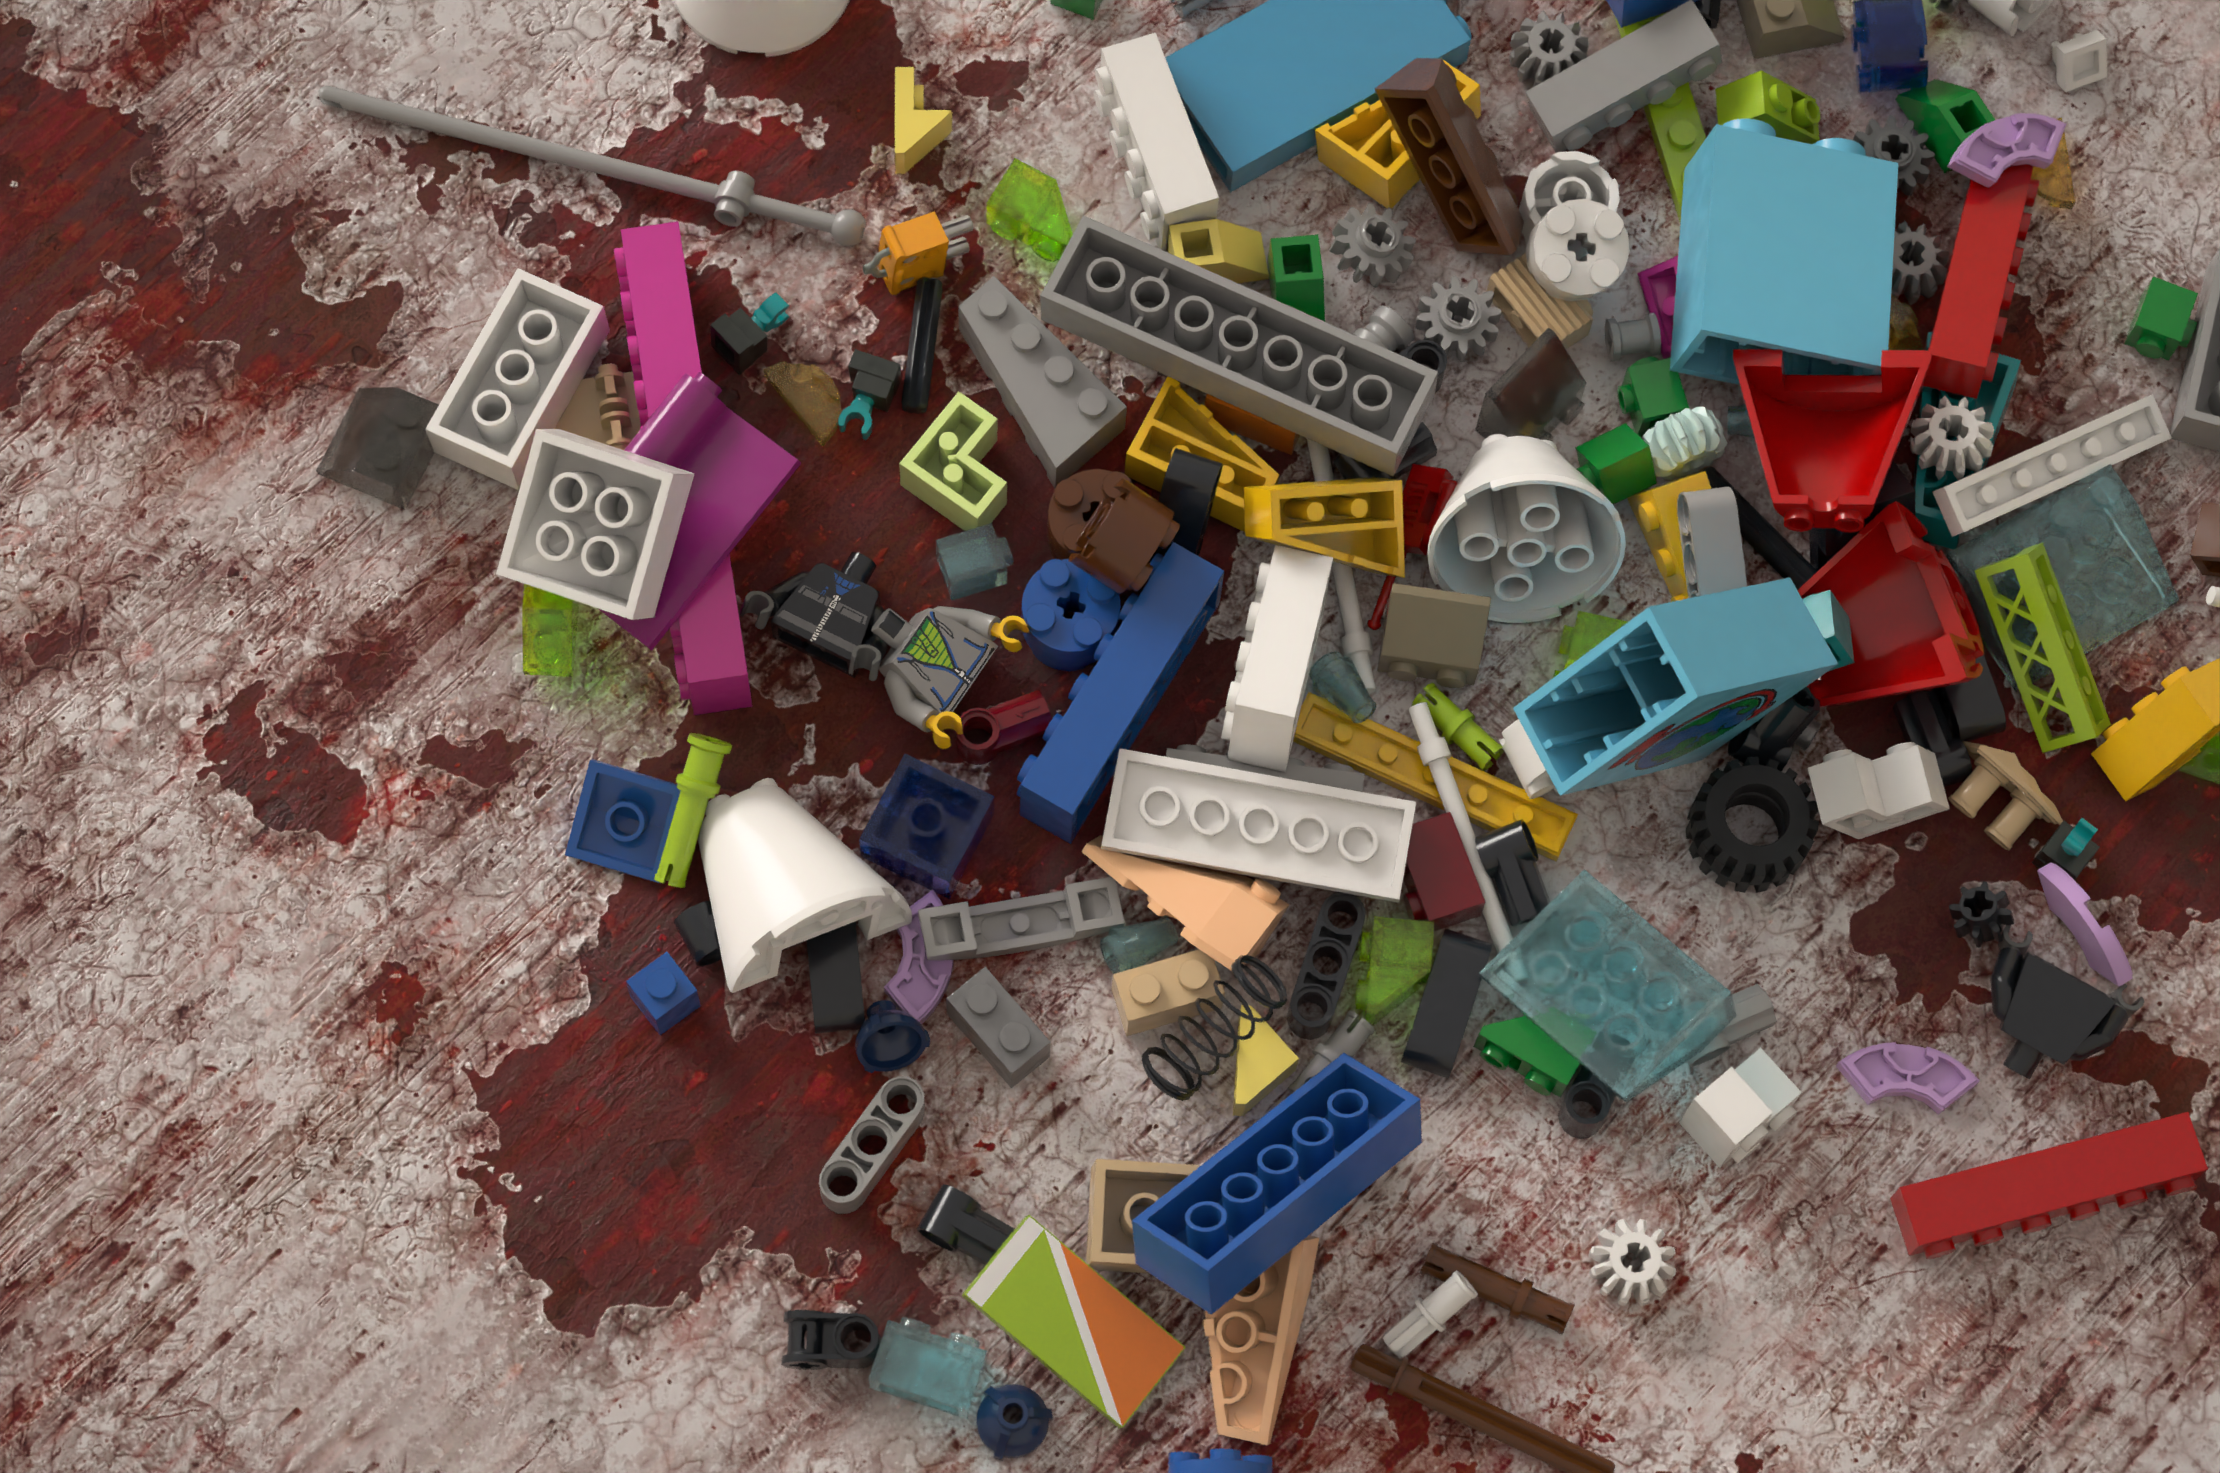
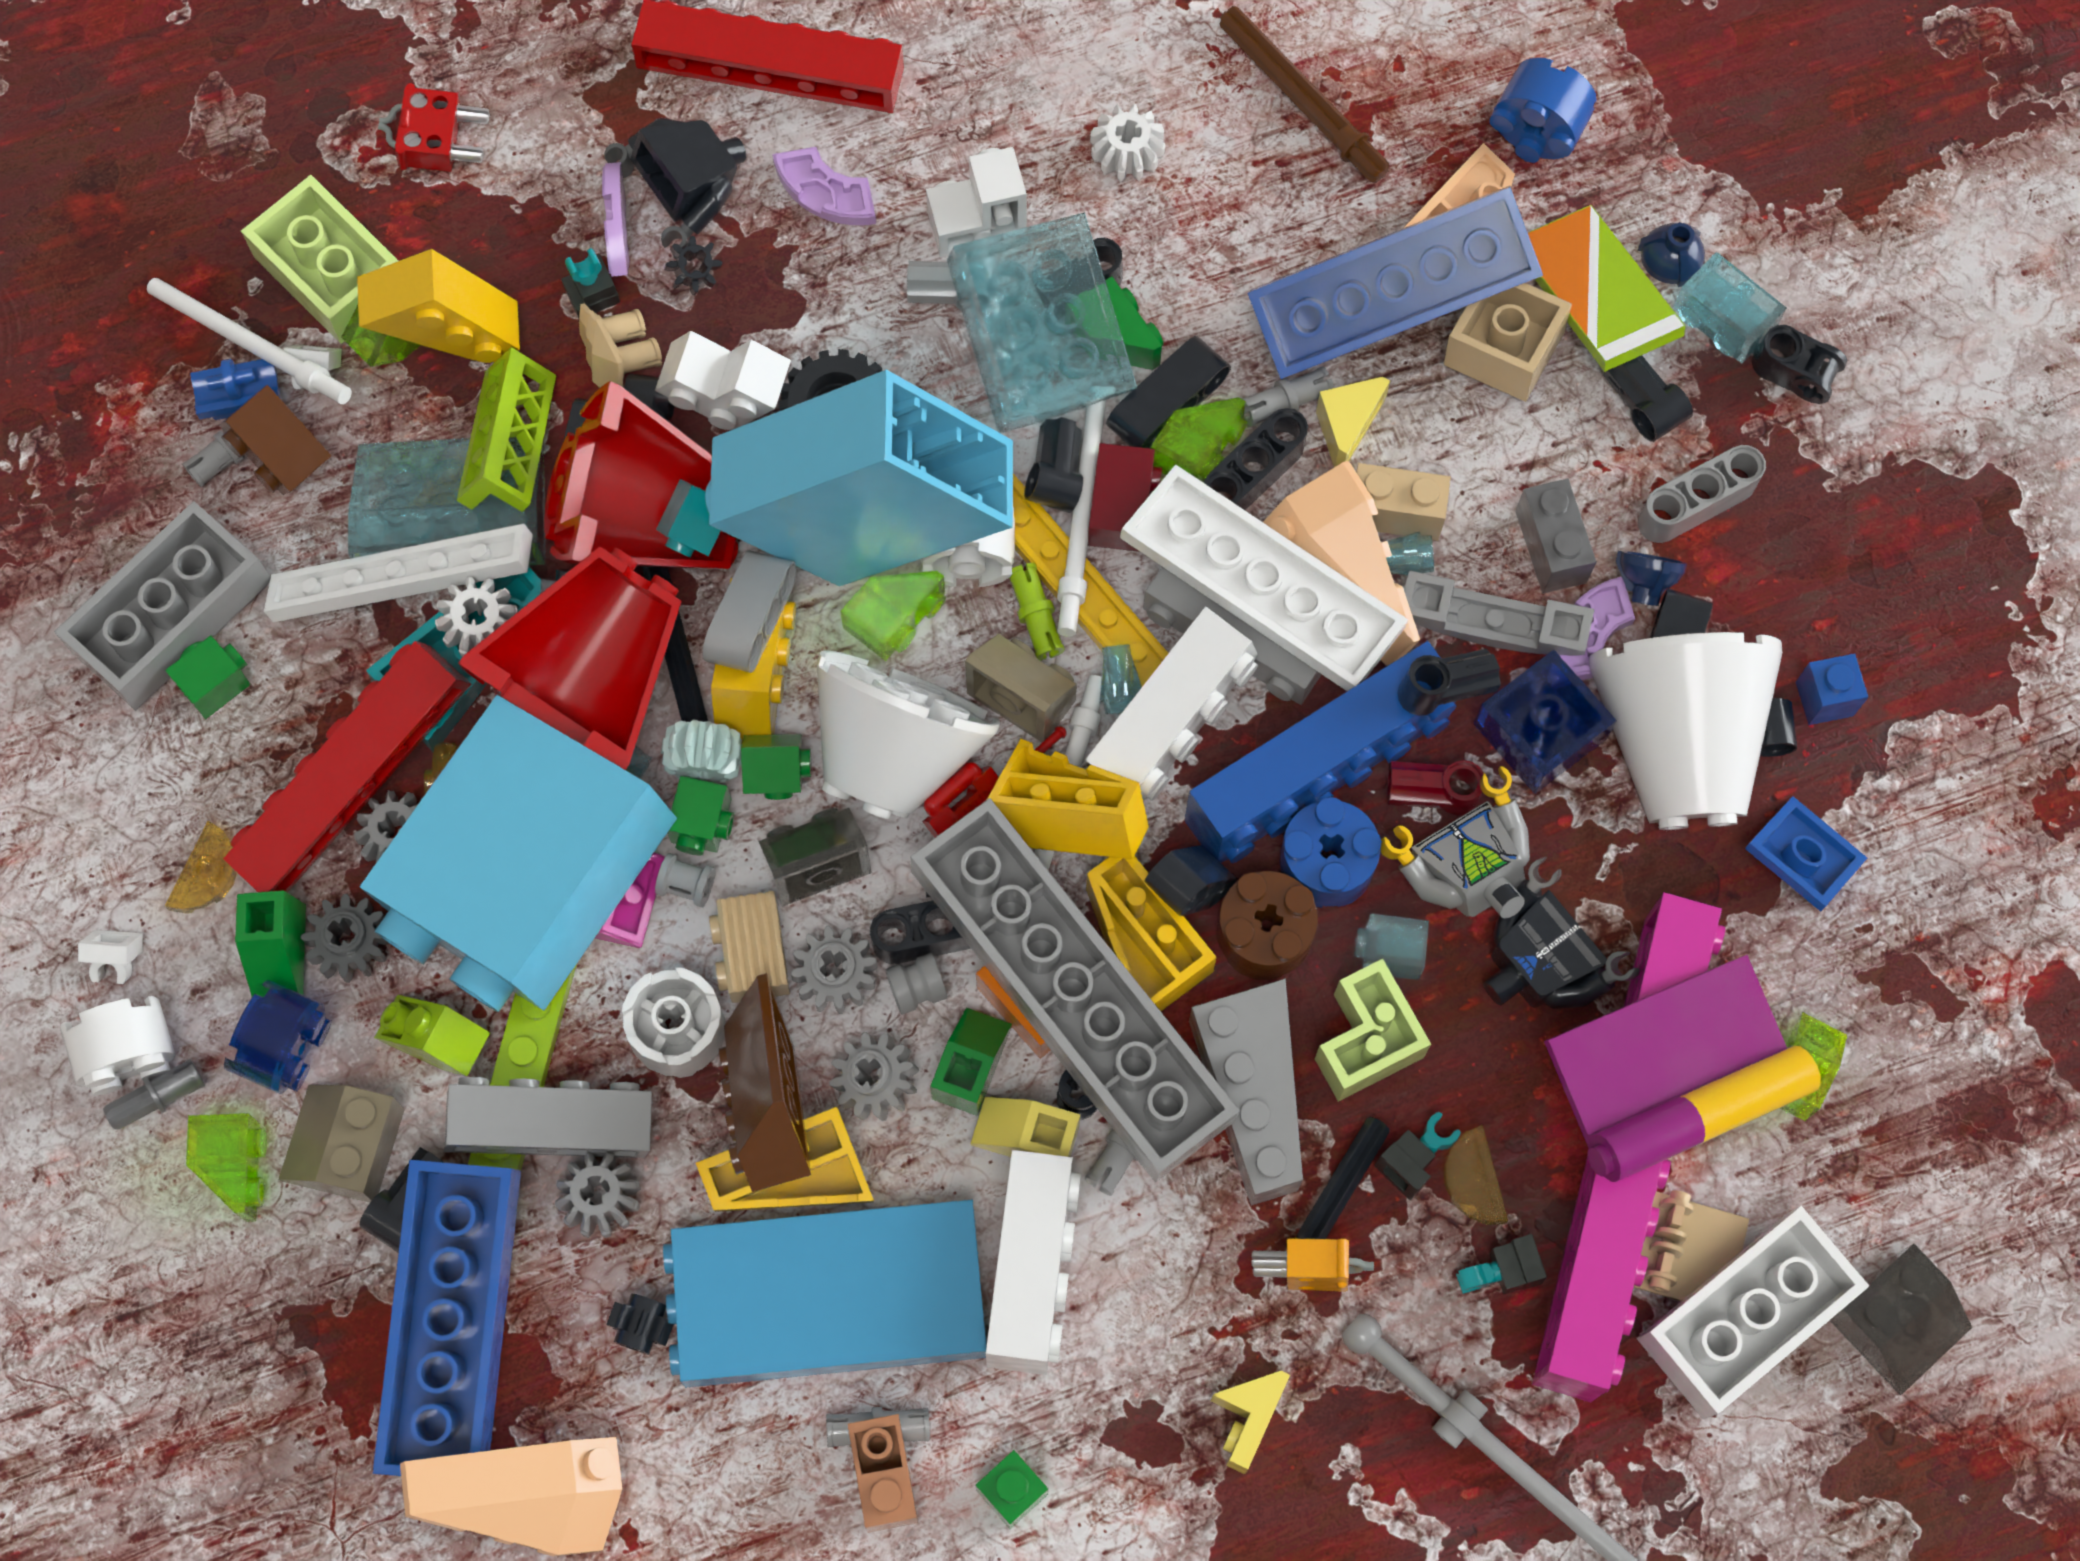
camera: 150 degrees left, 0 degrees up
(595, 523) = (1767, 1062): white slope -> none
(696, 786) = (1741, 833): lime pin -> none
(1030, 210) = (1177, 1265): clear neon green slope -> none
(1031, 773) = (1450, 680): none -> black piece
(1124, 538) = (1269, 852): reddish brown brick -> none
(1176, 1092) = (1349, 449): black piece -> none
(1429, 1315) = (1307, 172): white axle -> none
(1500, 1289) = (1230, 160): reddish brown pin -> none
(1598, 231) = (704, 942): white brick -> none
(2007, 143) = (244, 873): lavender tile -> none

